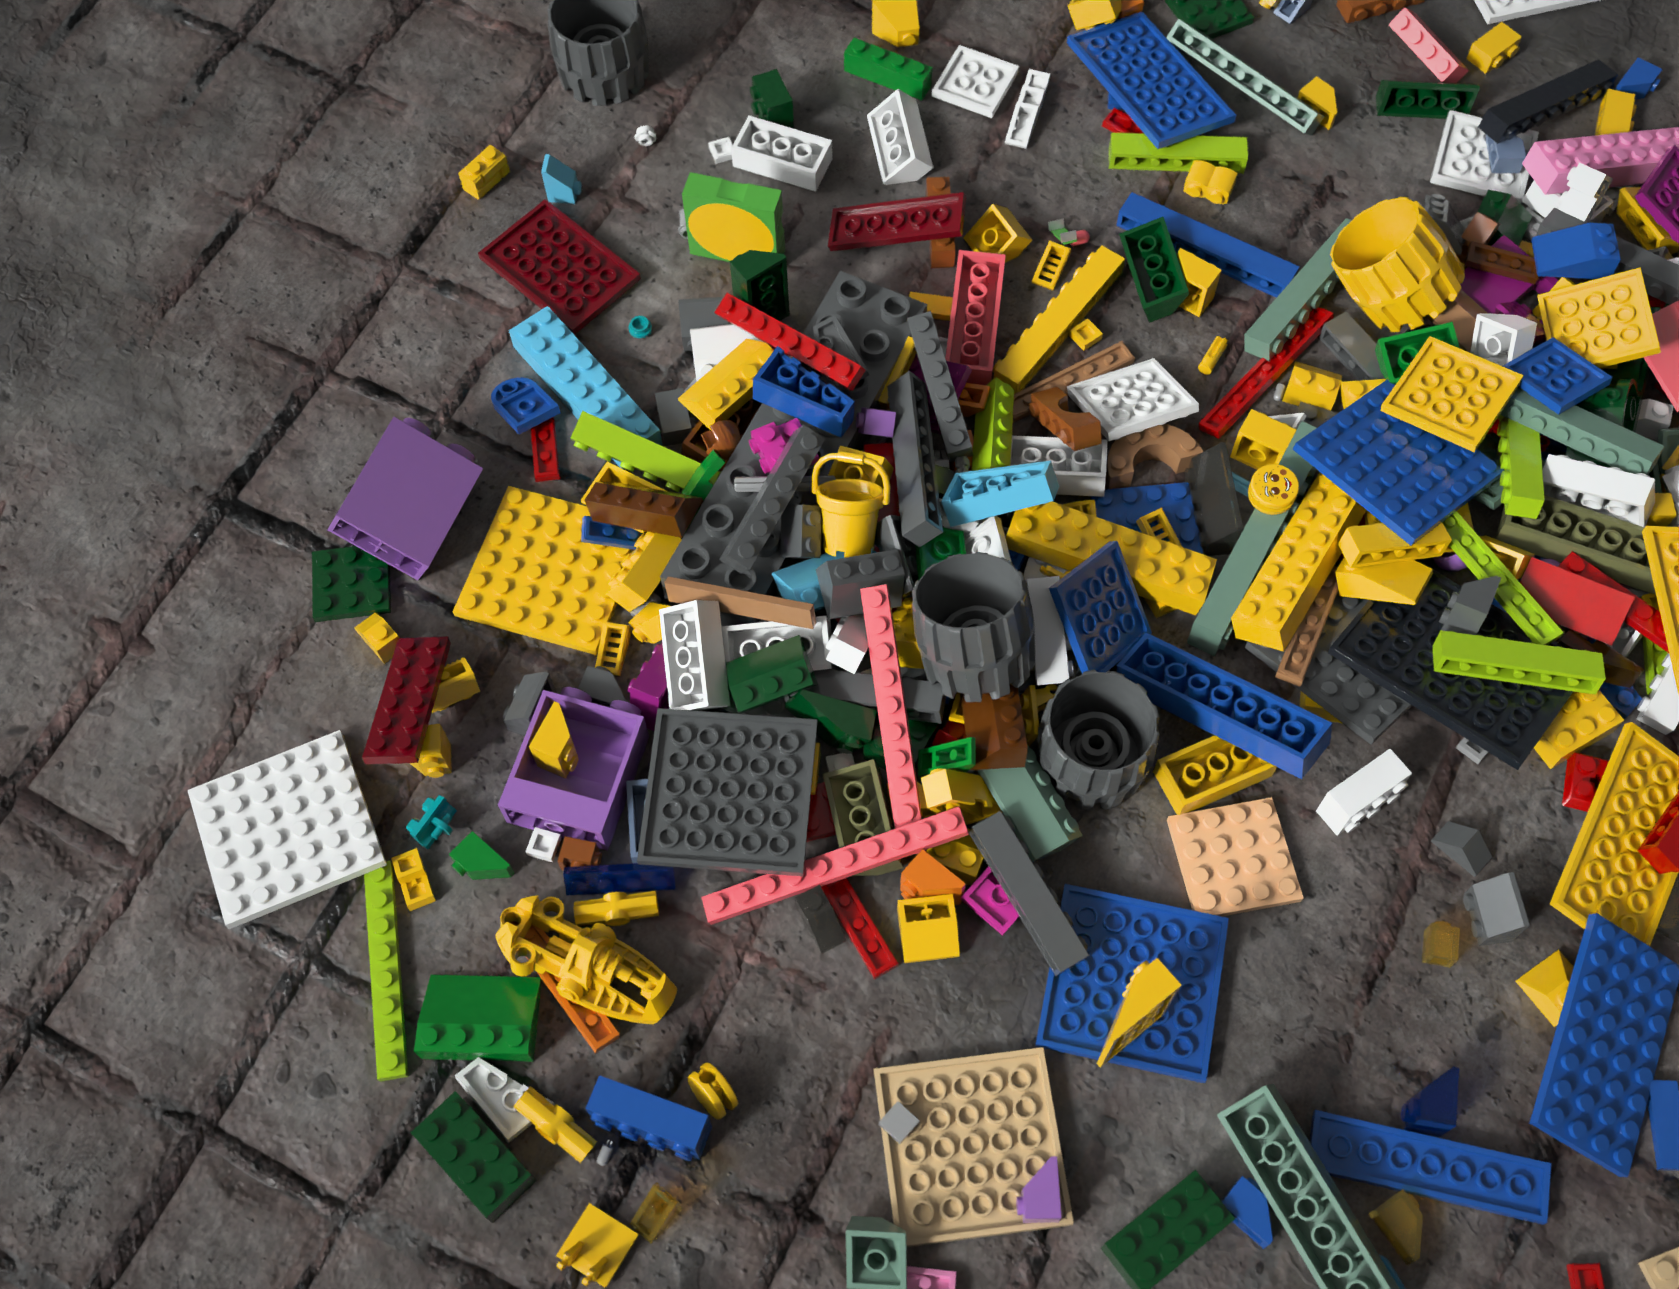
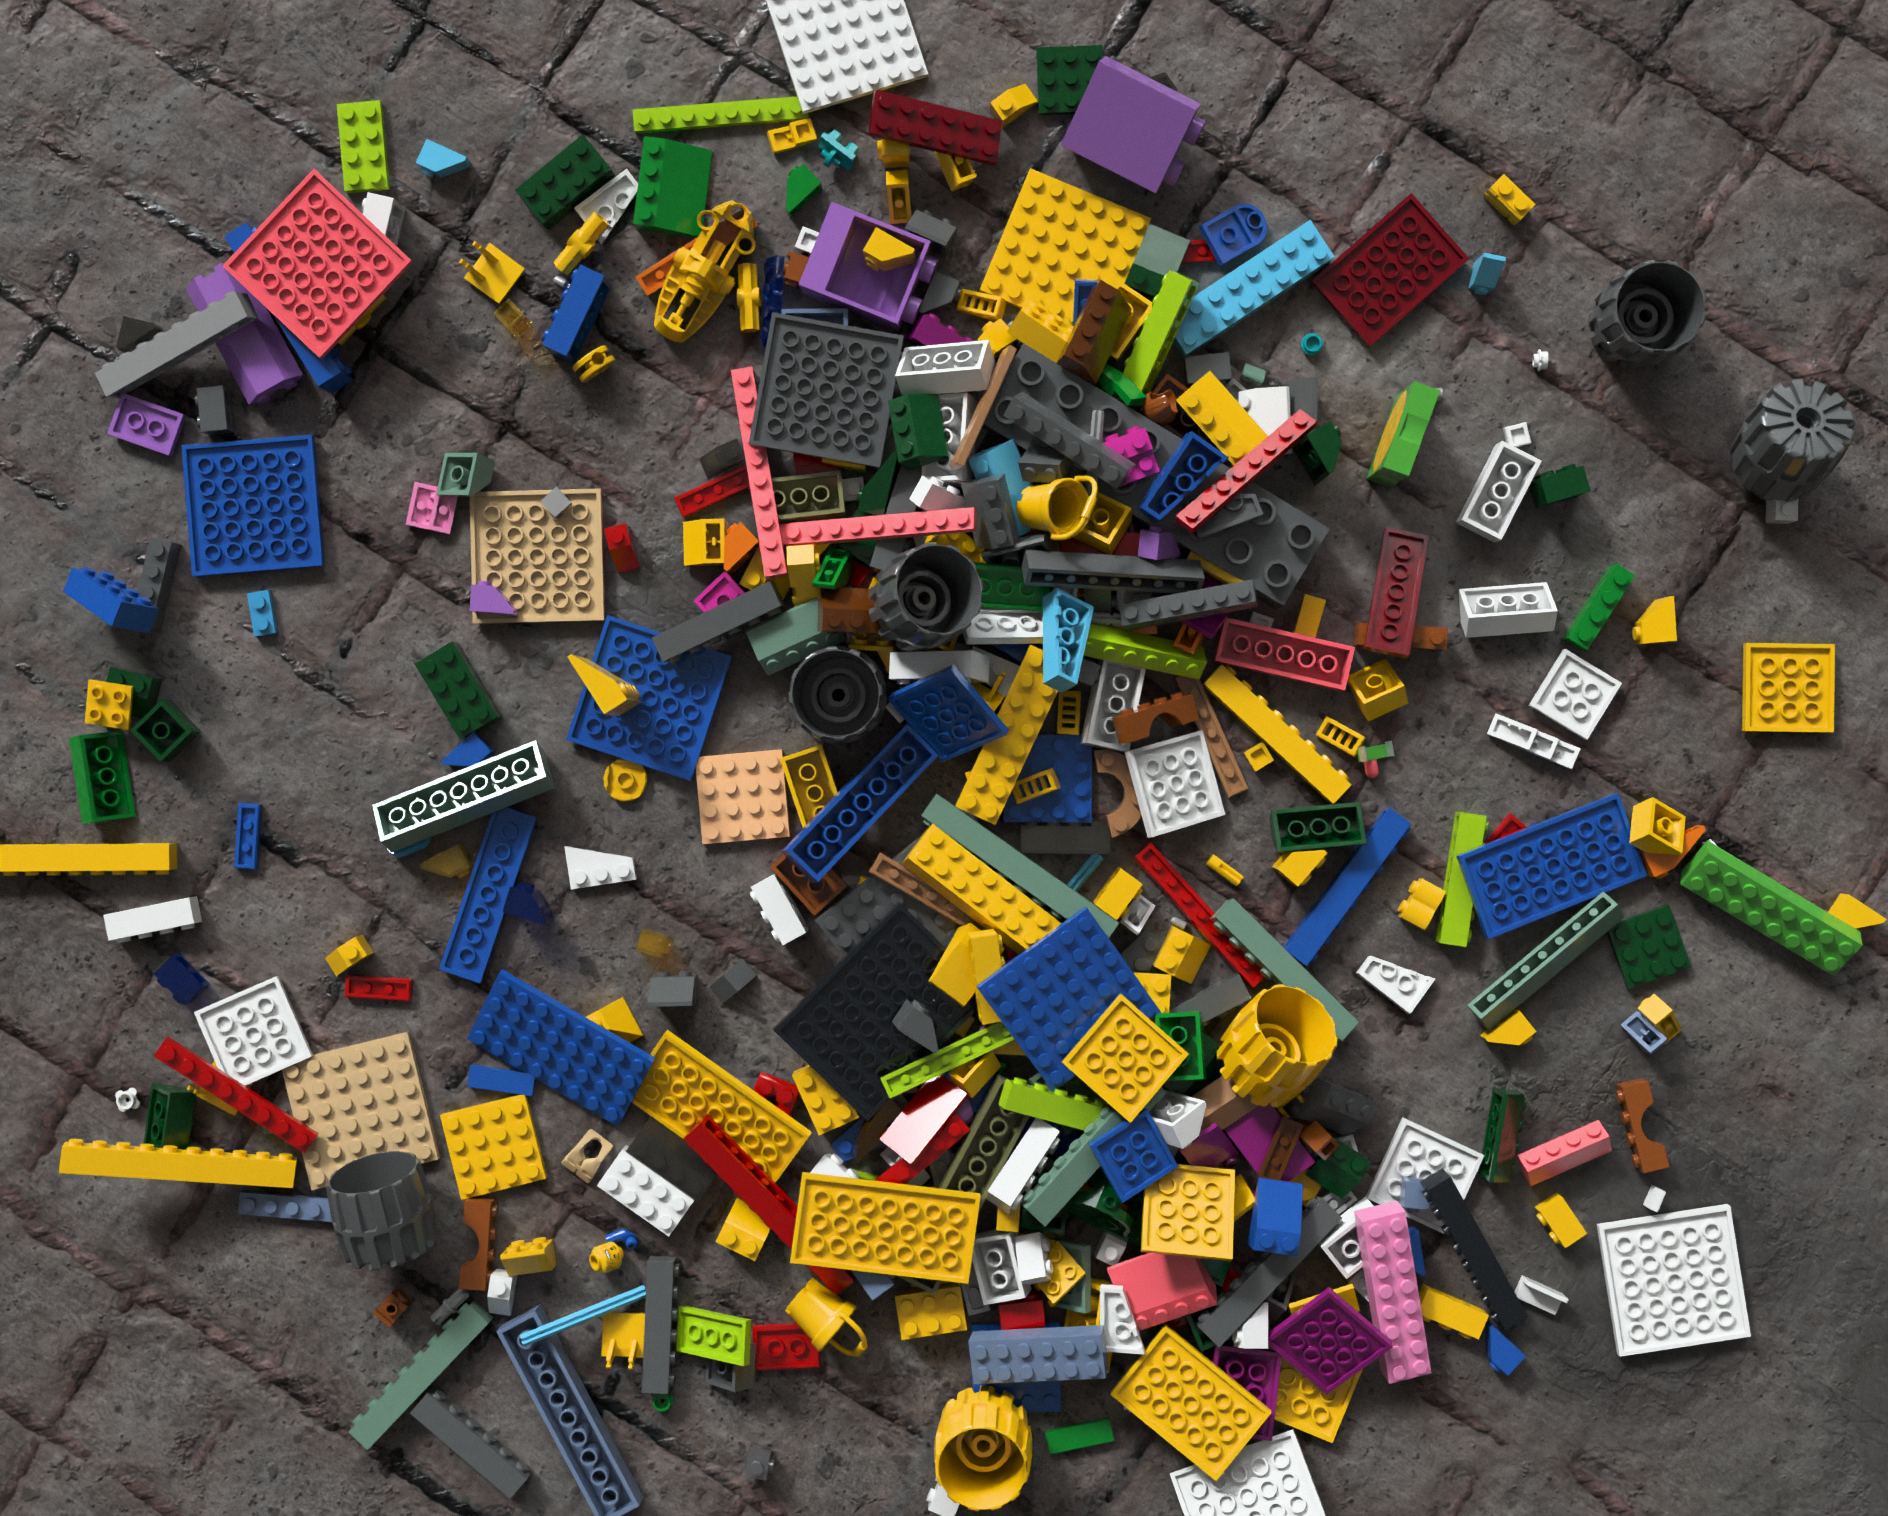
camera: 95 degrees right, 25 degrees up
(486, 746) = (898, 196): none -> yellow slope
(559, 472) = (1156, 256): none -> slope
(676, 376) = (1253, 374): none -> sand green slope
(946, 1034) = (622, 548): none -> red slope
(1242, 1004) = (625, 780): none -> yellow tile
(1273, 489) = (1049, 882): yellow head -> none
(1295, 197) = (1396, 983): none -> white wing
(1322, 776) = (812, 895): none -> dark orange brick
(1362, 1028) = (595, 868): none -> white wing
(1518, 662) = (867, 1054): lime brick -> none
(1571, 56) = (1539, 1295): none -> white panel
(1585, 192) = (1342, 1242): white brick -> none

